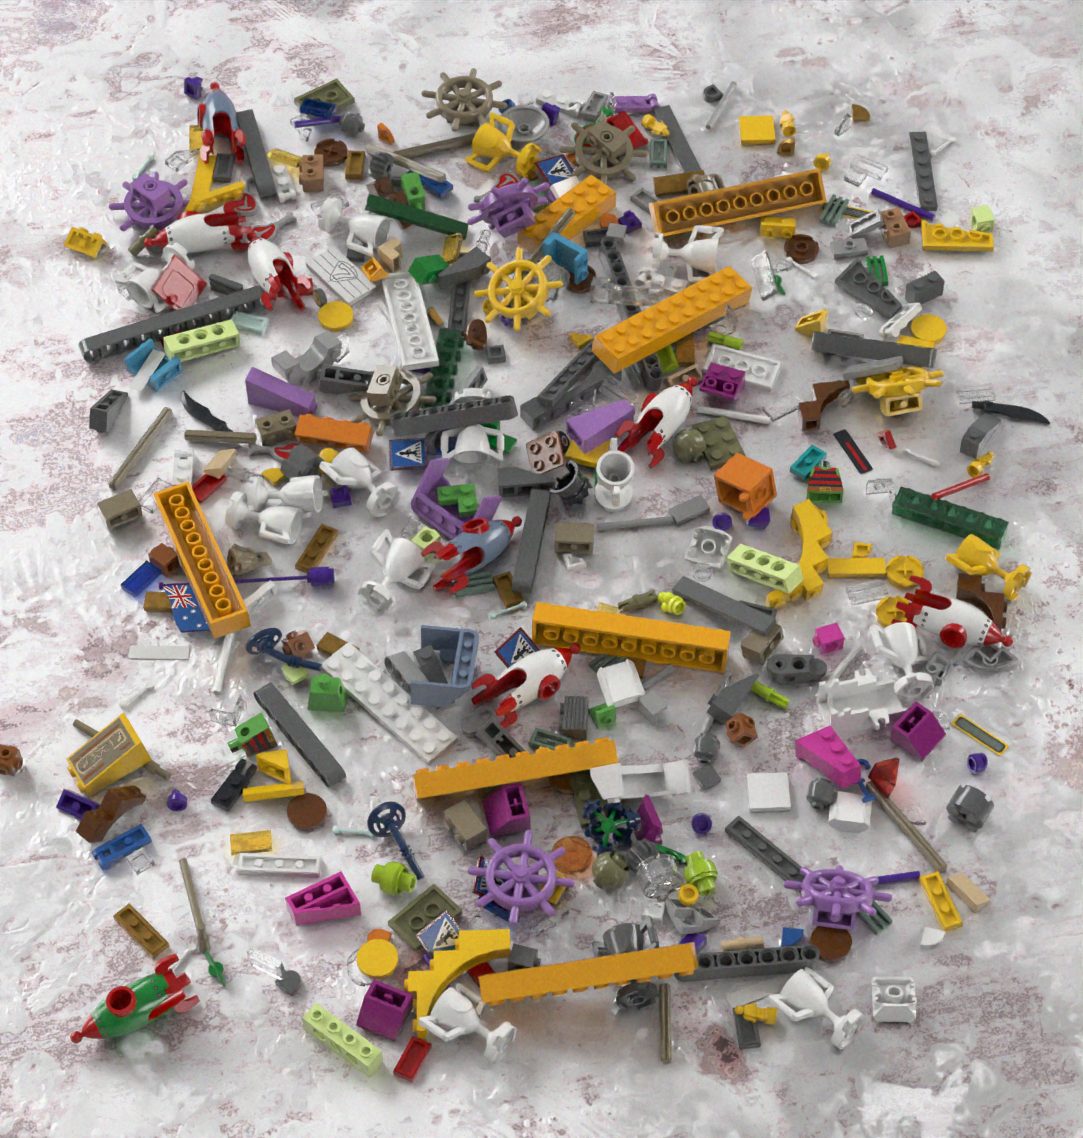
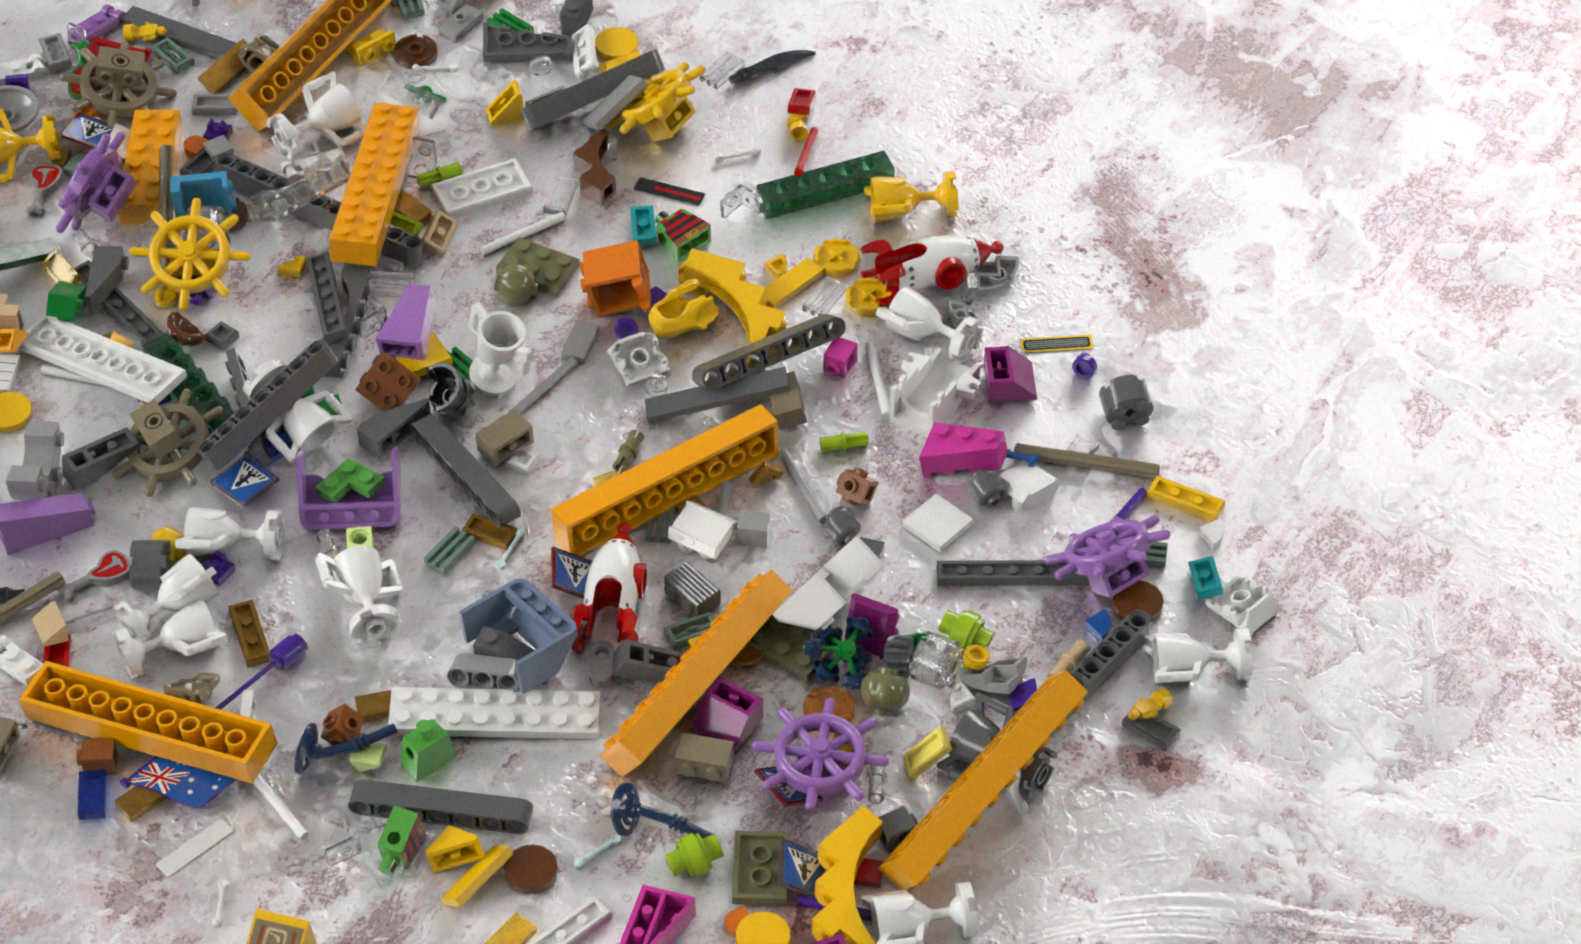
camera: 45 degrees left, 5 degrees down
(233, 786) = (428, 906): black hinge -> none
(273, 476) = (122, 594): yellow tile -> none
(275, 428) = (72, 553): dark tan brick -> none
(334, 433) = (143, 514): orange brick -> none
(478, 546) = (421, 516): piece -> none
(498, 910) = (823, 805): clear blue tile -> none
(590, 929) = (927, 752): none -> light yellow tile
(604, 715) = (721, 567): bright green bracket -> none
(661, 415) = (463, 273): piece -> none
(665, 1022) = (1086, 784): dark tan axle -> none
(671, 603) = (661, 429): neon yellow piece -> none
(700, 678) = (764, 473): none -> pearl gold tile
(701, 823) = (913, 591): dark purple tile -> none
(723, 381) = (484, 207): magenta slope -> none
(729, 699) = (819, 473): dark grey slope -> none
(756, 991) = (1123, 692): white sticker -> none
(765, 536) = (679, 315): none -> yellow hair
(765, 568) = (718, 335): yellowish green brick -> none
(784, 668) = (841, 402): dark grey piece -> none
(789, 598) = (759, 349): none -> dark grey beam
(884, 776) = (1029, 430): clear red slope -> none
(887, 437) = (690, 157): red tile -> none
(887, 962) = (1205, 578): none -> teal plate
(967, 891) = (1198, 474): tan slope -> none
(979, 435) = (769, 102): dark grey slope -> none
(990, 603) = (914, 227): reddish brown arch -> none
(998, 450) = (801, 101): none -> red tile

